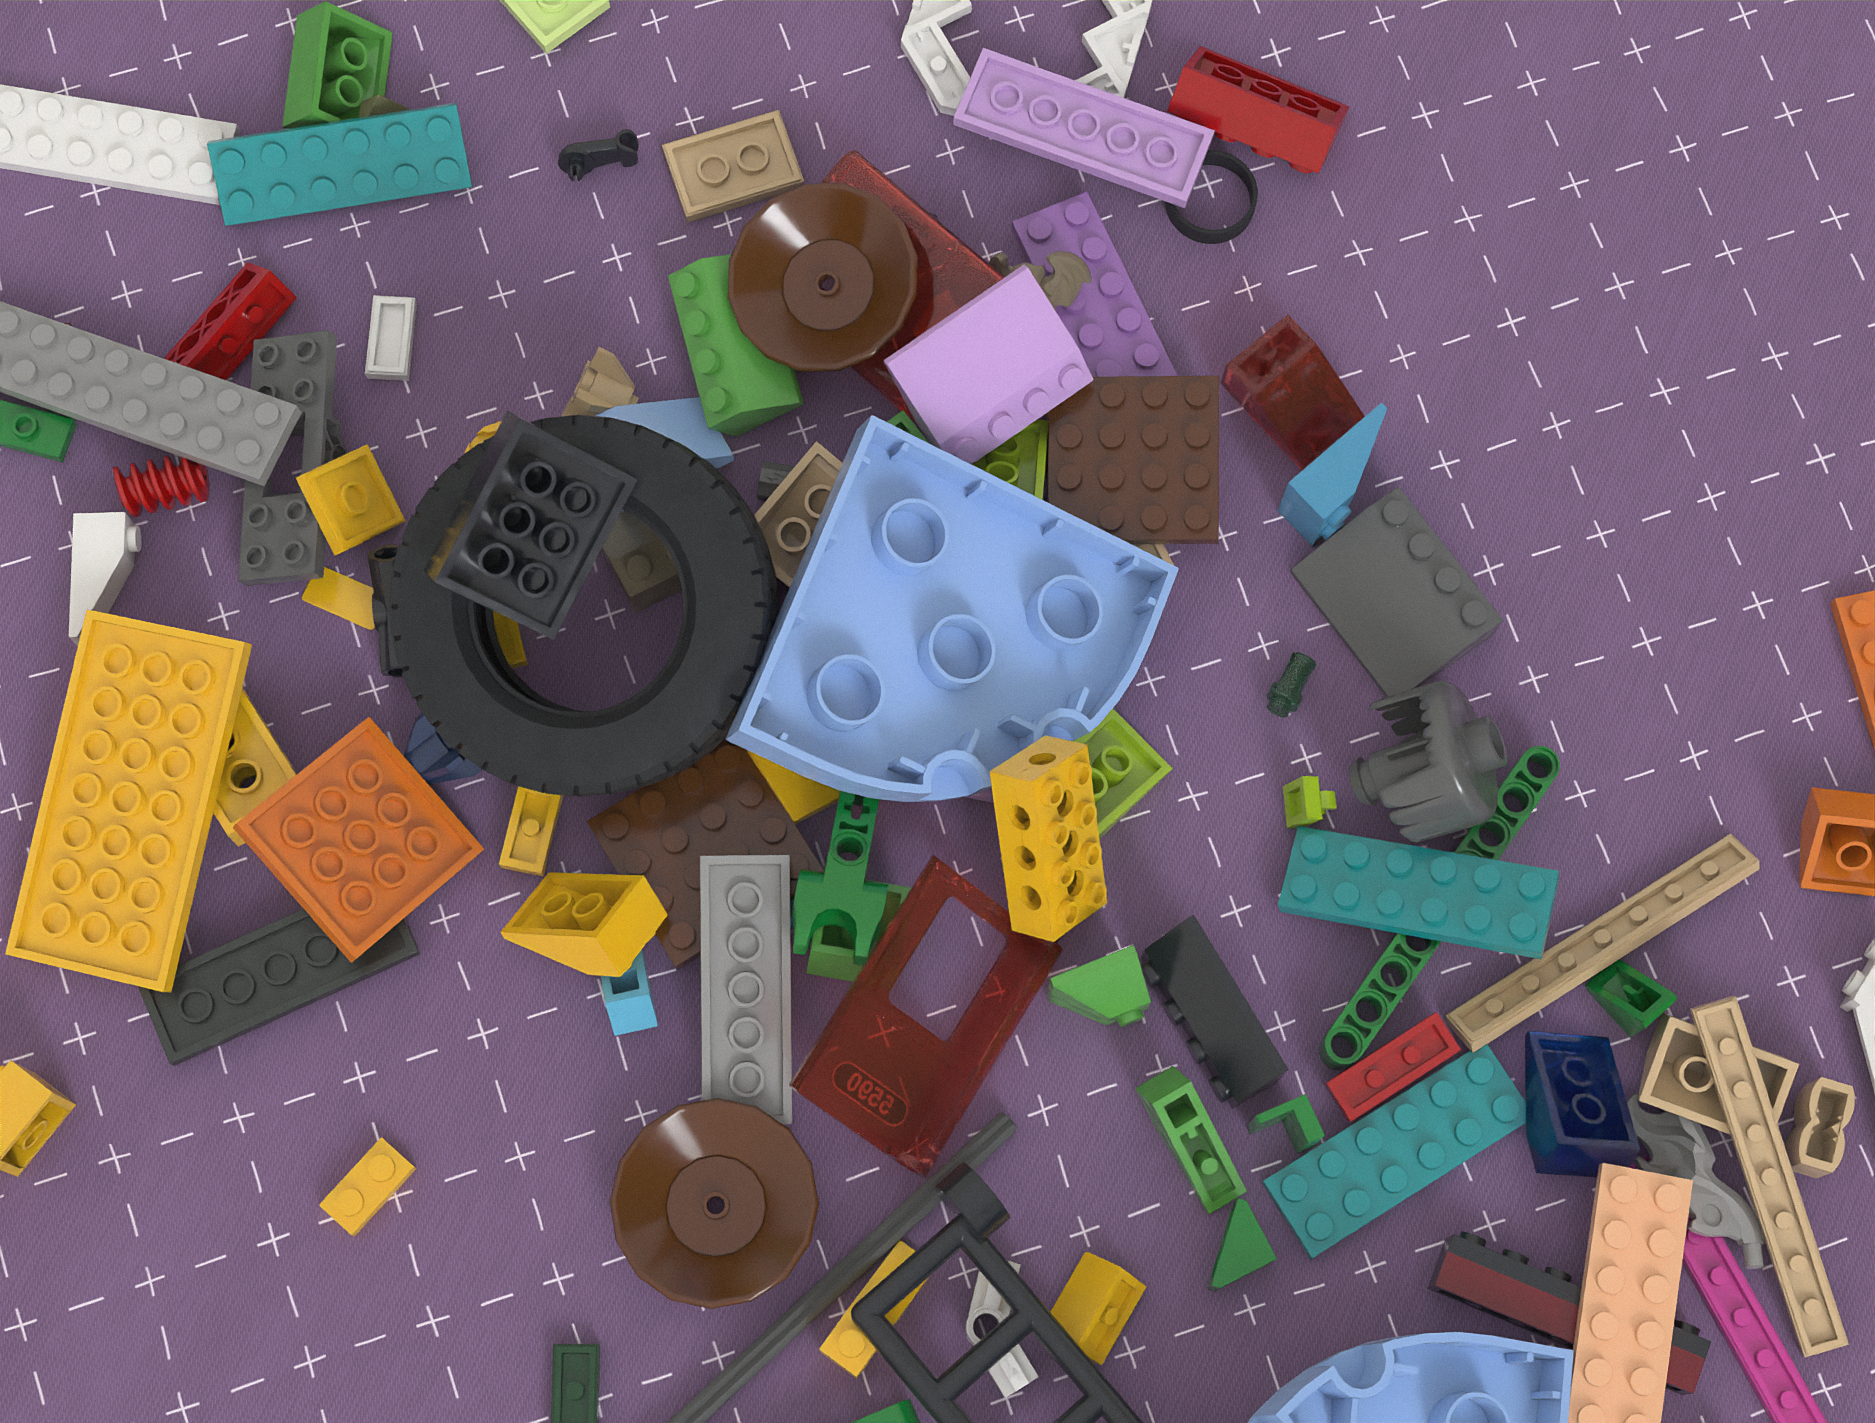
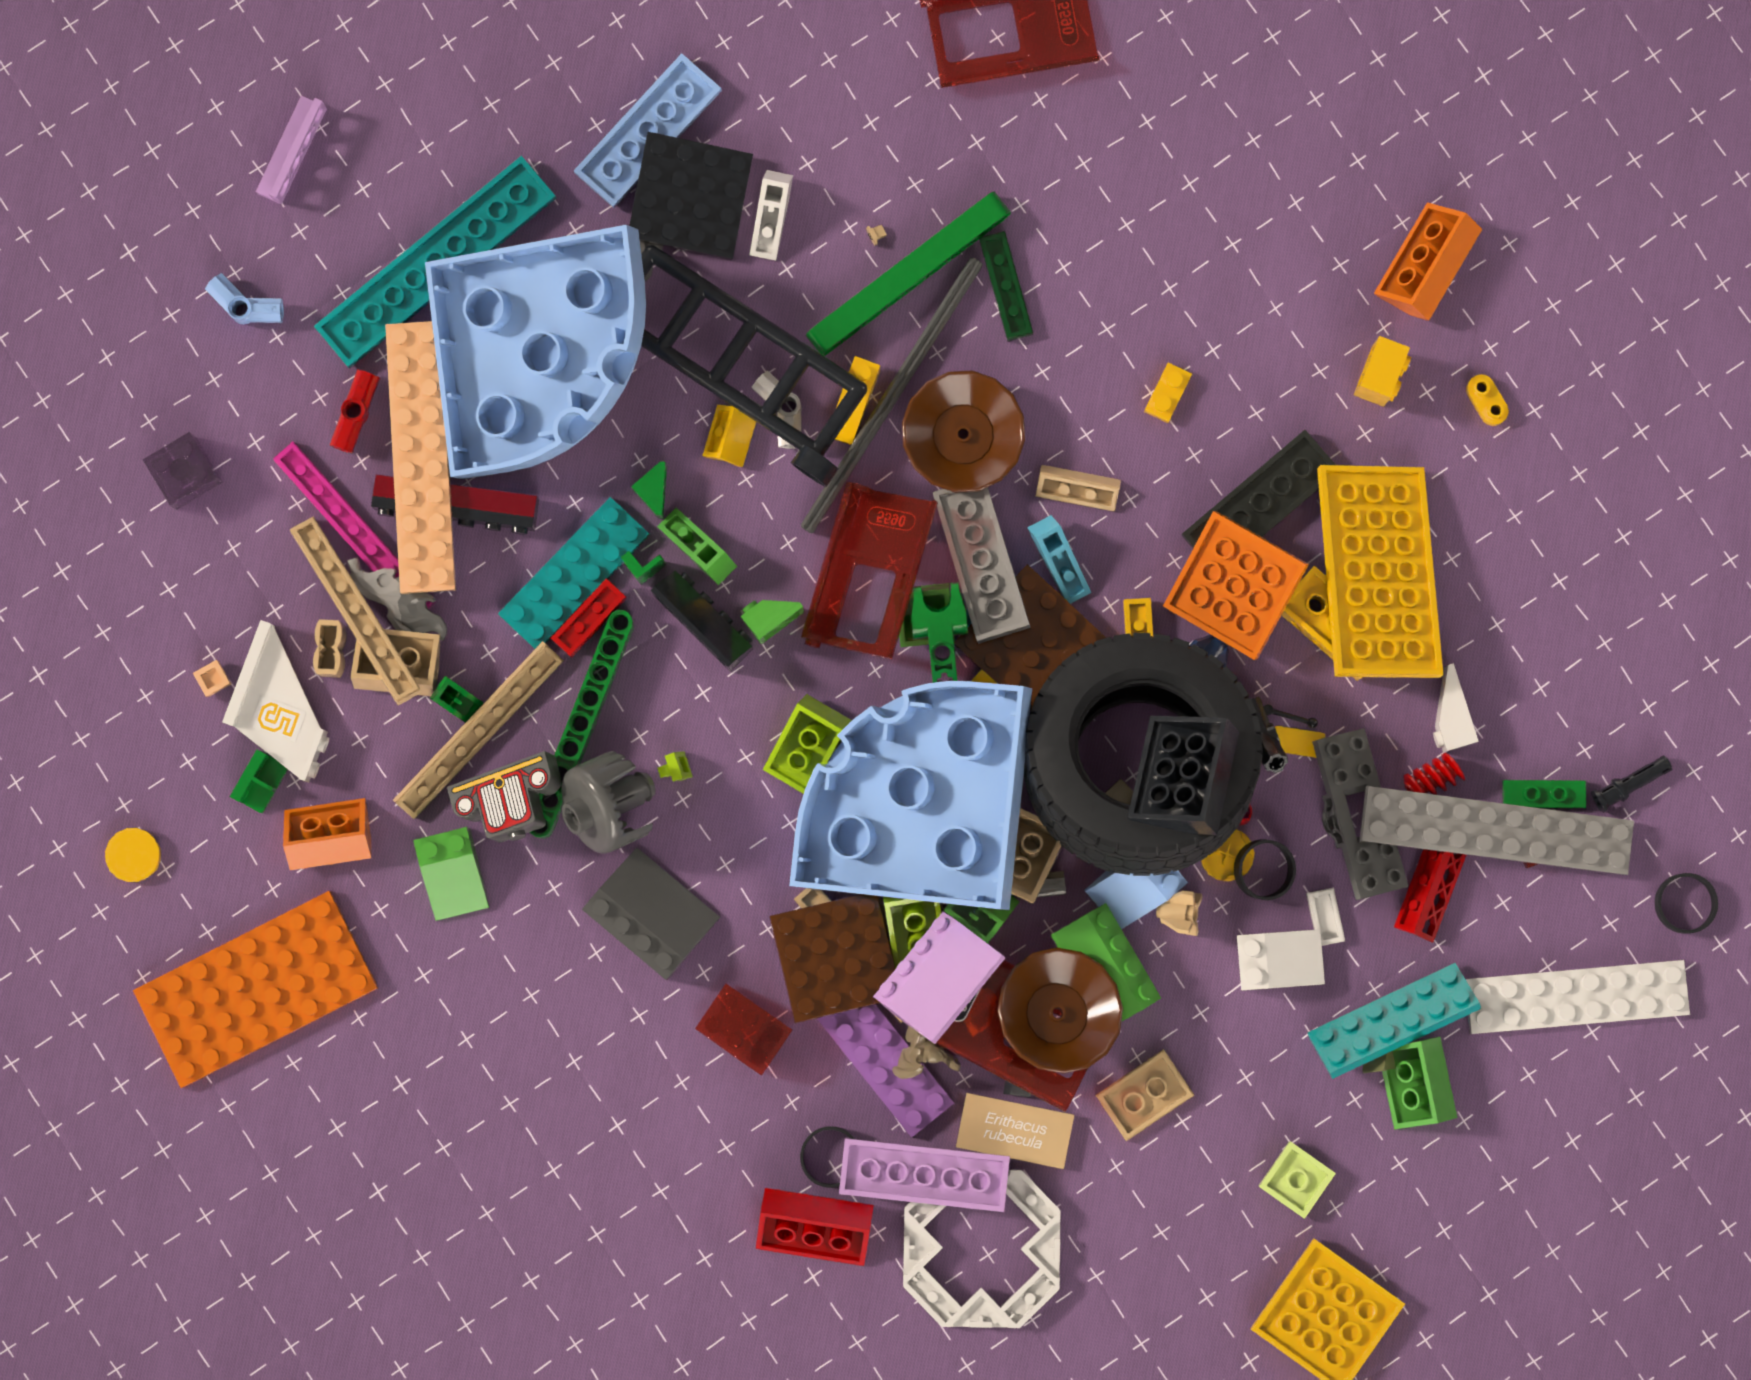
camera: 170 degrees right, 10 degrees up
(315, 617) = (1311, 722): none -> black hinge
(350, 499) = (1311, 796): yellow tile -> none
(438, 391) = (1291, 873): none -> black tyre
(478, 289) = (1280, 959): none -> white slope
(558, 1072) = (1078, 488): none -> tan slope
(583, 157) = (1239, 1073): black piece -> none
(588, 920) = (1086, 573): yellow slope -> none
(939, 164) = (1015, 1130): none -> tan tile
(1049, 837) = (825, 689): yellow brick -> none
(1286, 693) = (704, 834): clear green animal -> none
(1321, 493) = (707, 971): dark azure slope -> none
(1420, 892) = (596, 724): teal plate -> none
(1575, 1105) = (475, 625): clear blue slope -> none
(1582, 814) = (508, 797): none -> brick
(1689, 739) = (451, 873): none -> slope

